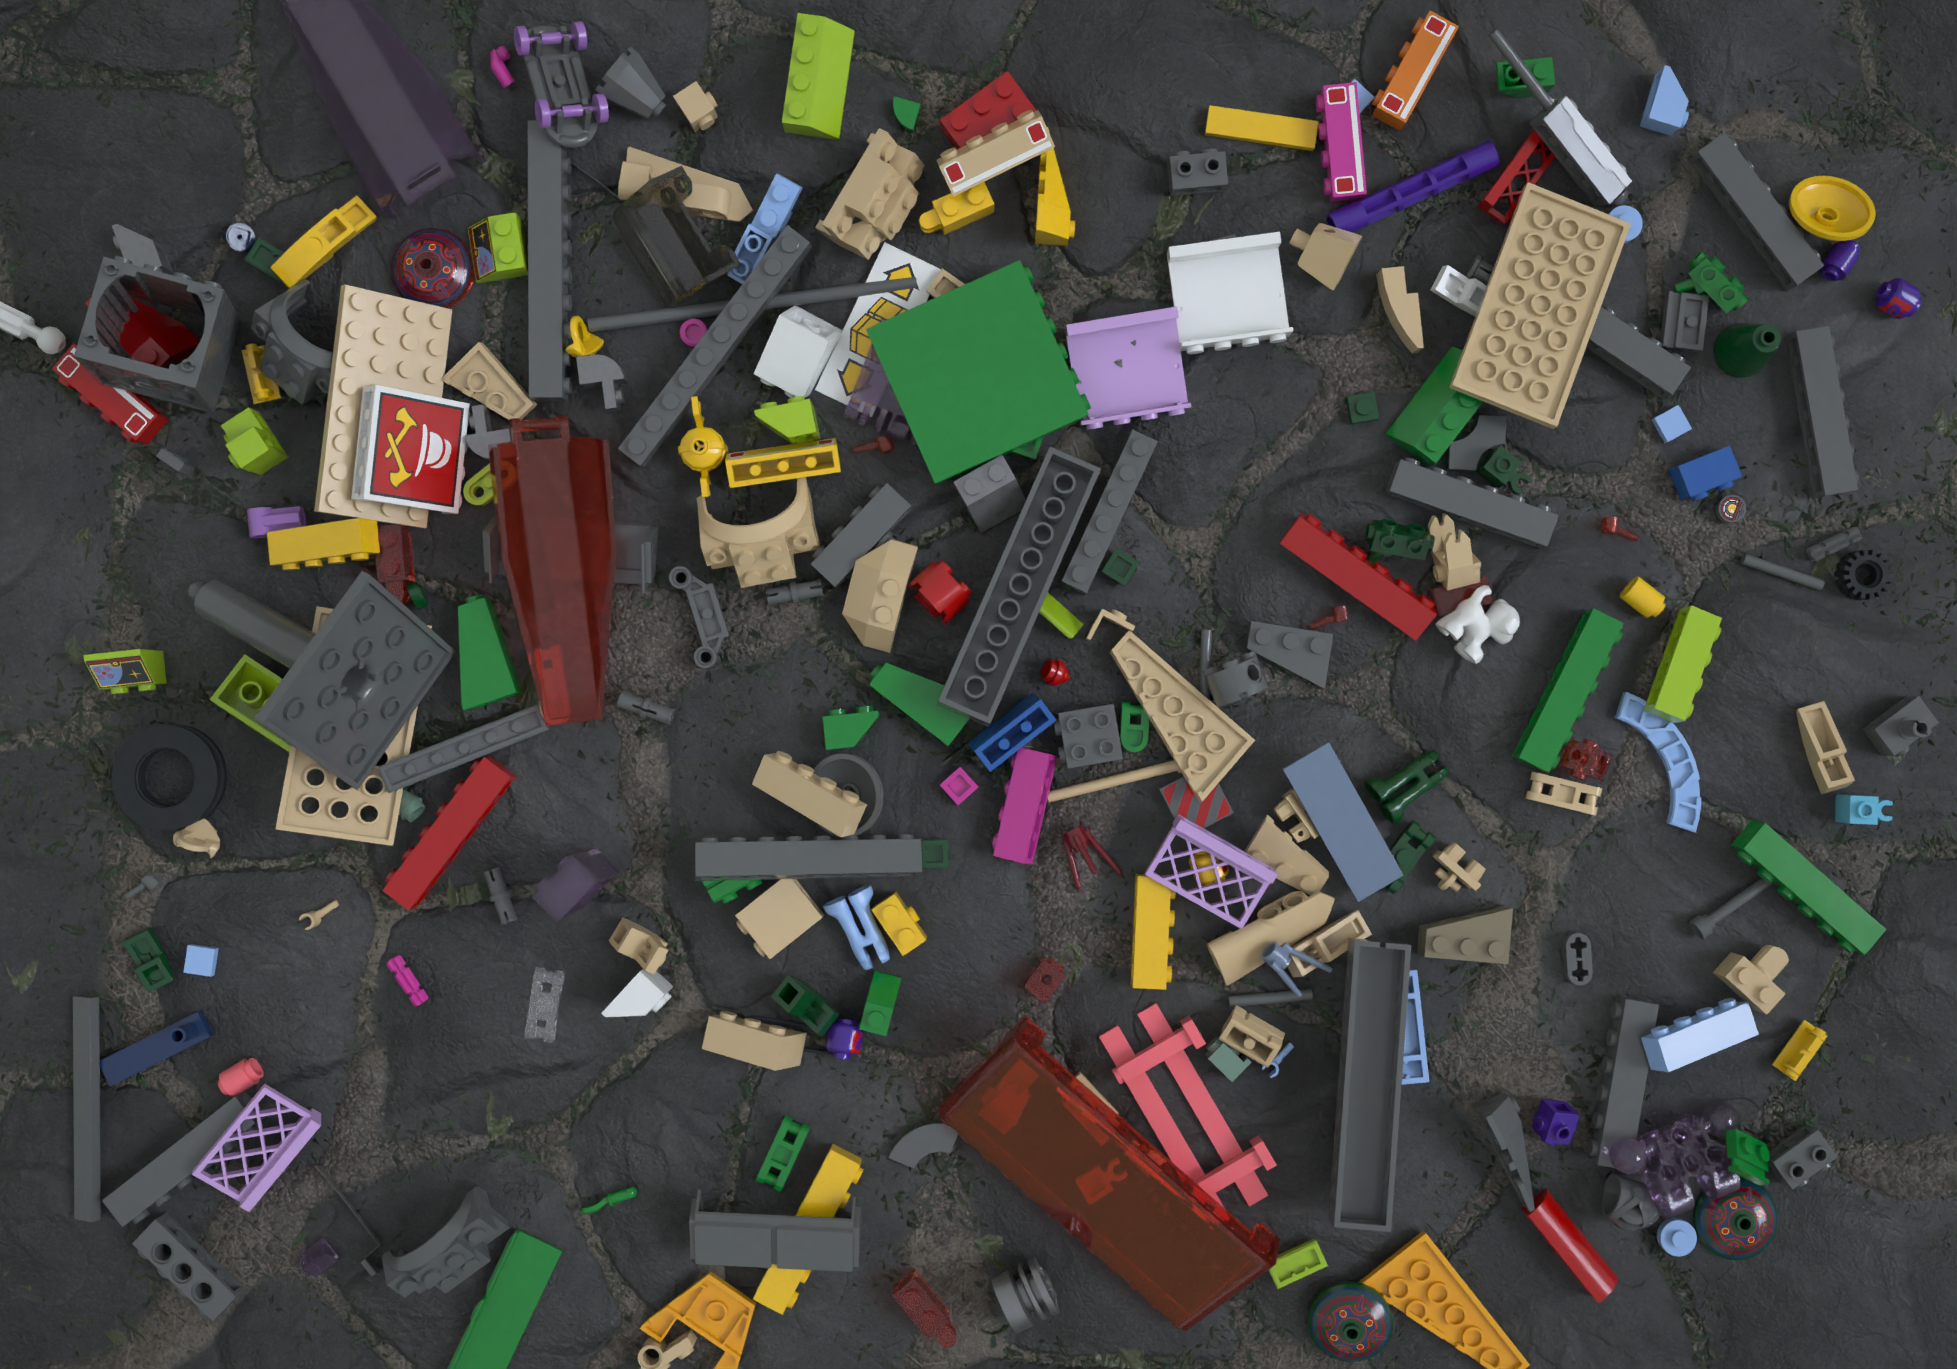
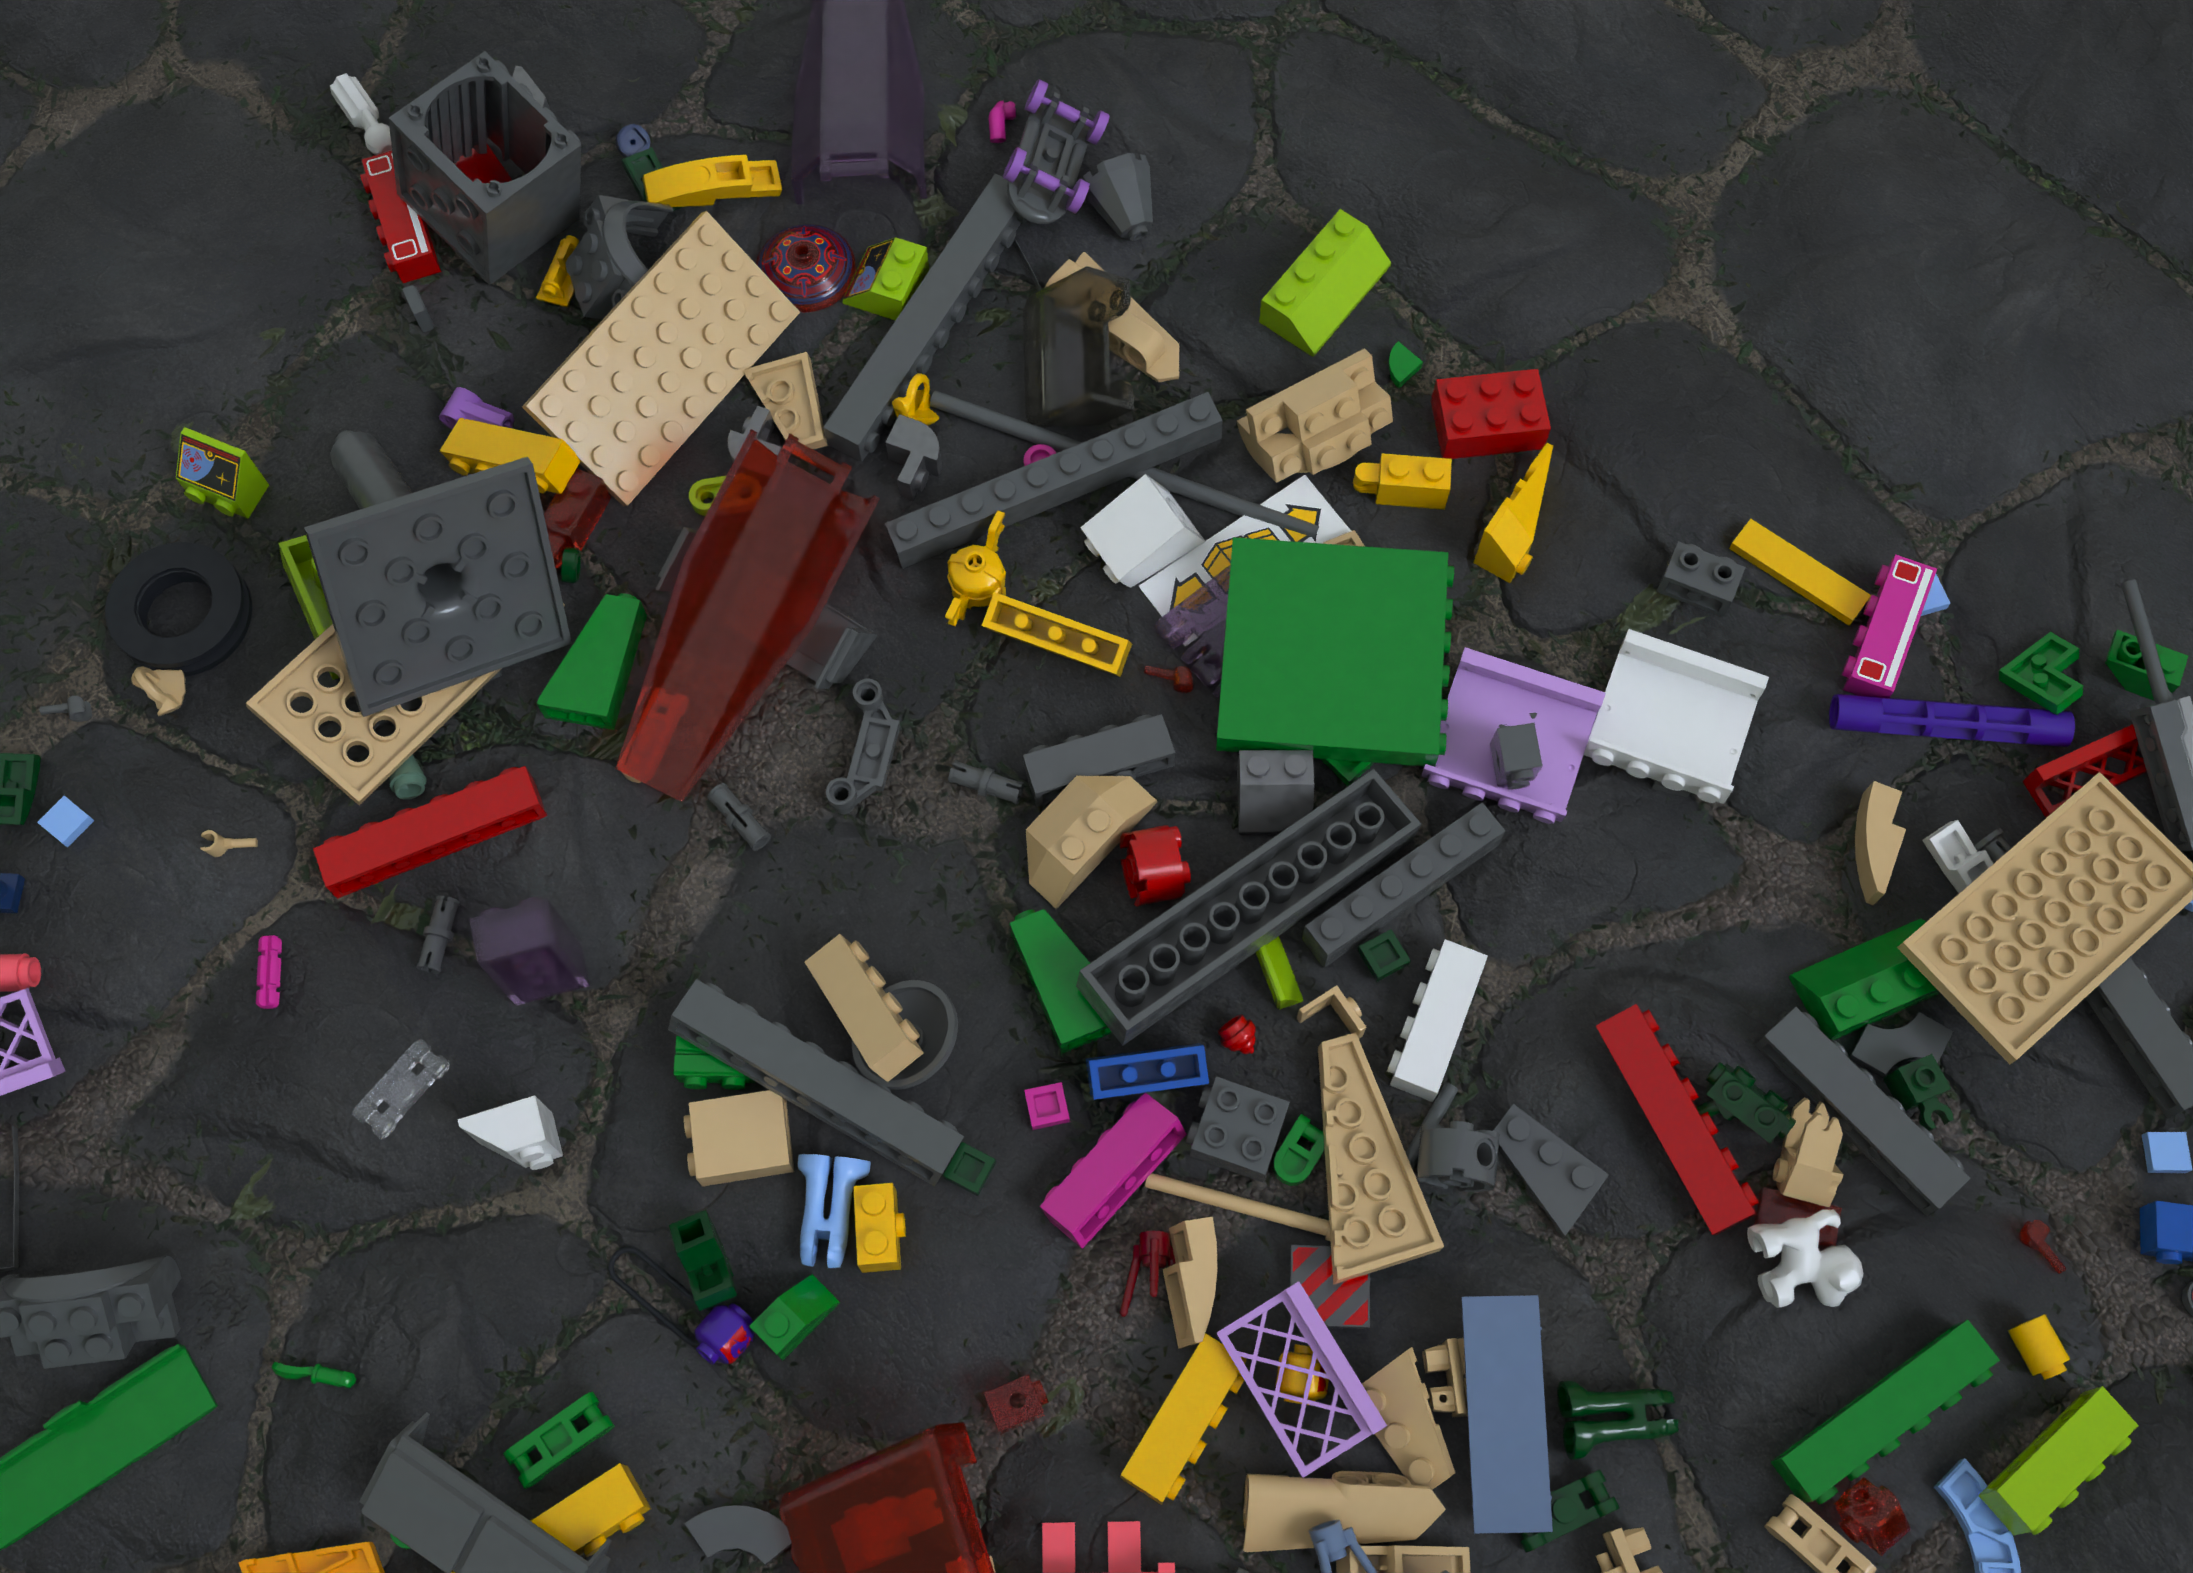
camera: 30 degrees right, 20 degrees down
(252, 443) = (507, 330): lime brick -> none
(410, 449) = (665, 408): panel -> none
(462, 748) = (507, 745): dark grey tile -> none
(639, 944) = (556, 1076): tan brick -> none
(697, 106) = (1179, 249): tan brick -> none
(754, 1041) = (614, 1272): tan wedge -> none
(763, 549) = (981, 703): tan piece -> none
(766, 225) = (1210, 375): light blue slope -> none
(791, 421) = (1092, 592): lime slope -> none
(845, 729) = (956, 964): green slope -> none
(995, 152) = (1480, 433): tan brick -> none
(1111, 845) = (1192, 1279): none -> tan slope
(1139, 385) = (1516, 755): none -> dark grey brick
(1177, 592) = (1438, 1020): none -> white brick
(1326, 252) = (1813, 732): tan torso -> none
(1339, 615) = (1627, 1158): clear red hand -> none
(1362, 408) = (1774, 930): dark green plate -> none
(1414, 70) = (2010, 597): orange brick -> none
(1454, 121) = (2039, 676): none -> green plate

